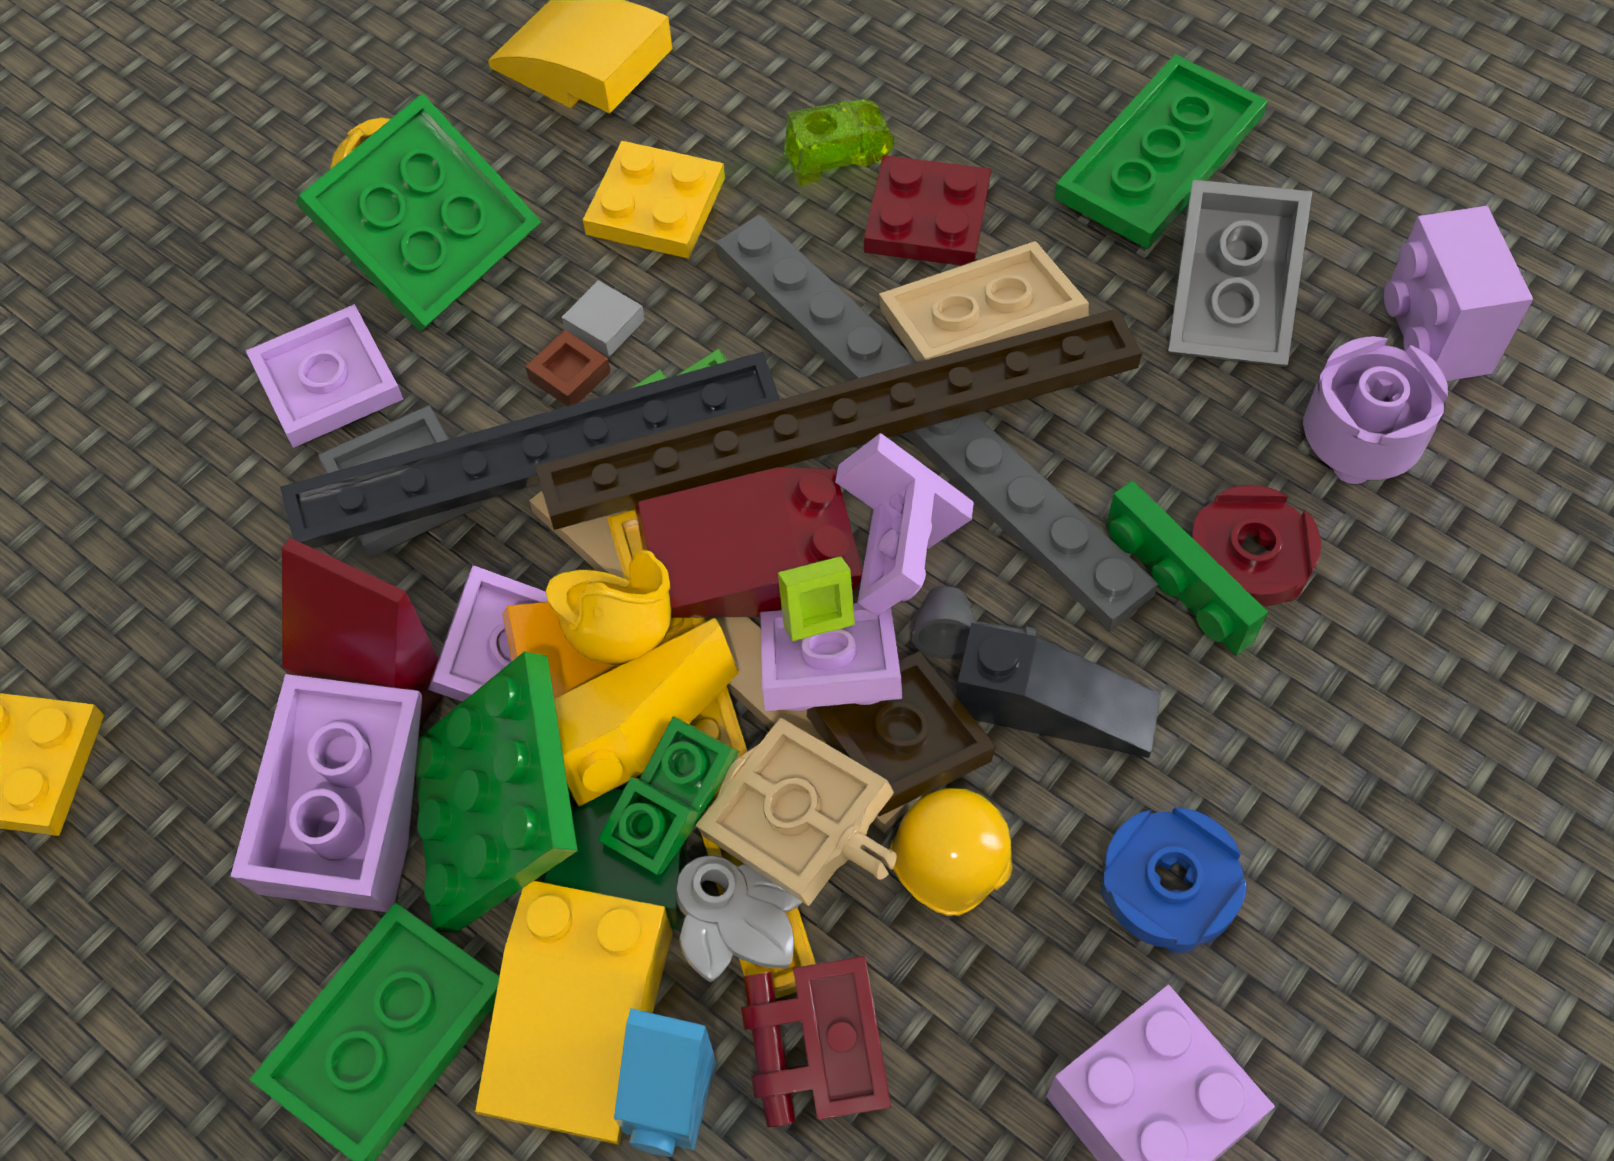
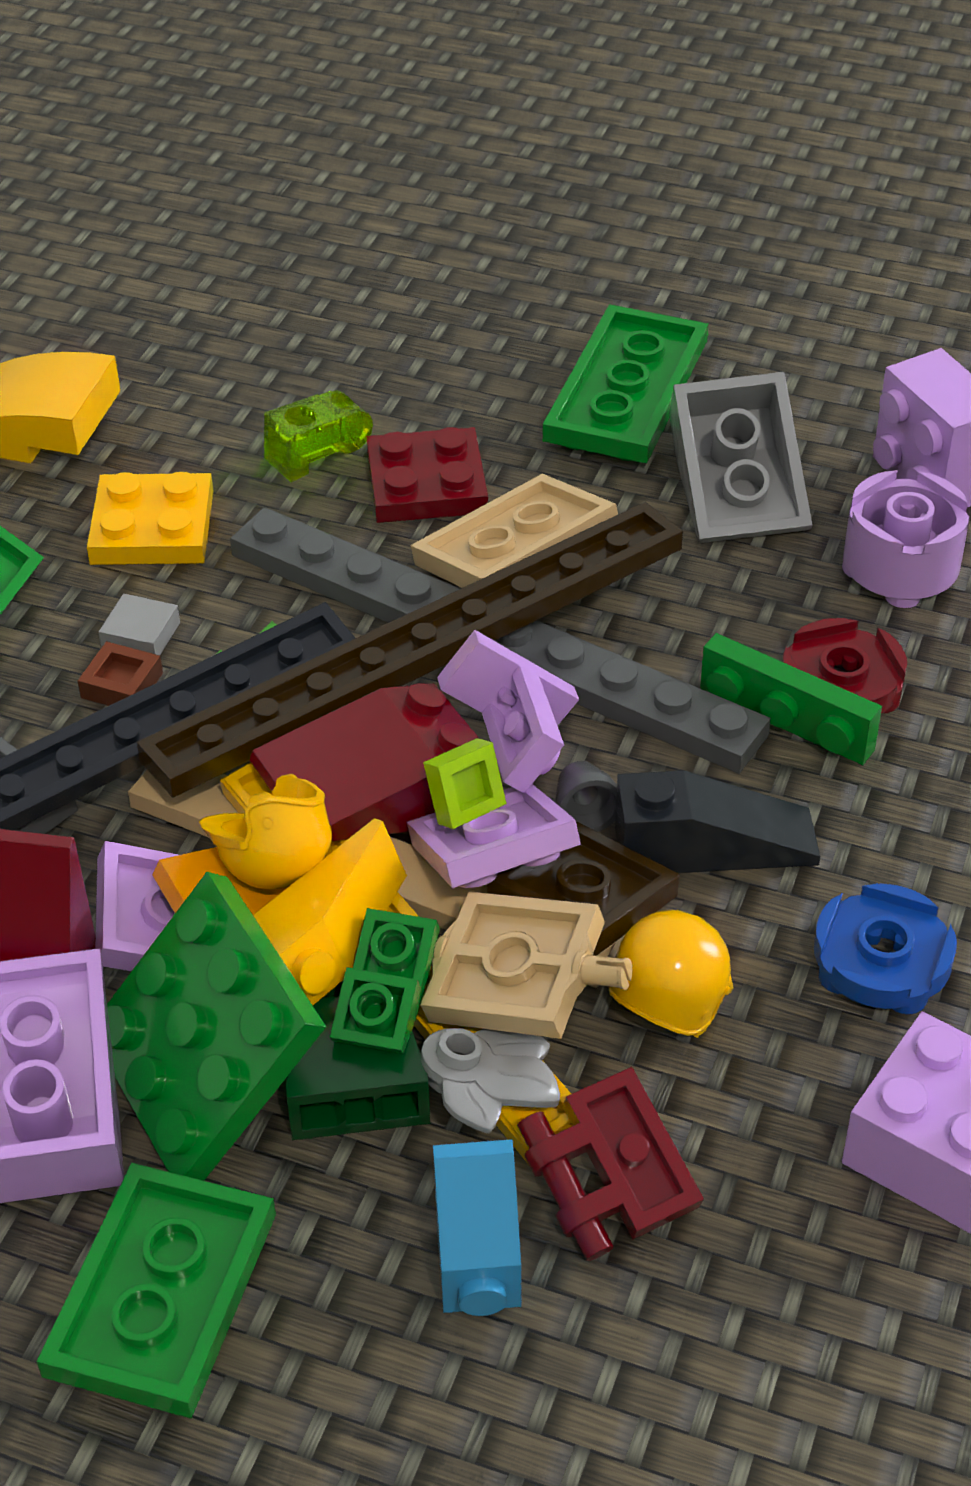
camera: 20 degrees left, 15 degrees down
(564, 1007) = (354, 1208): yellow slope -> none

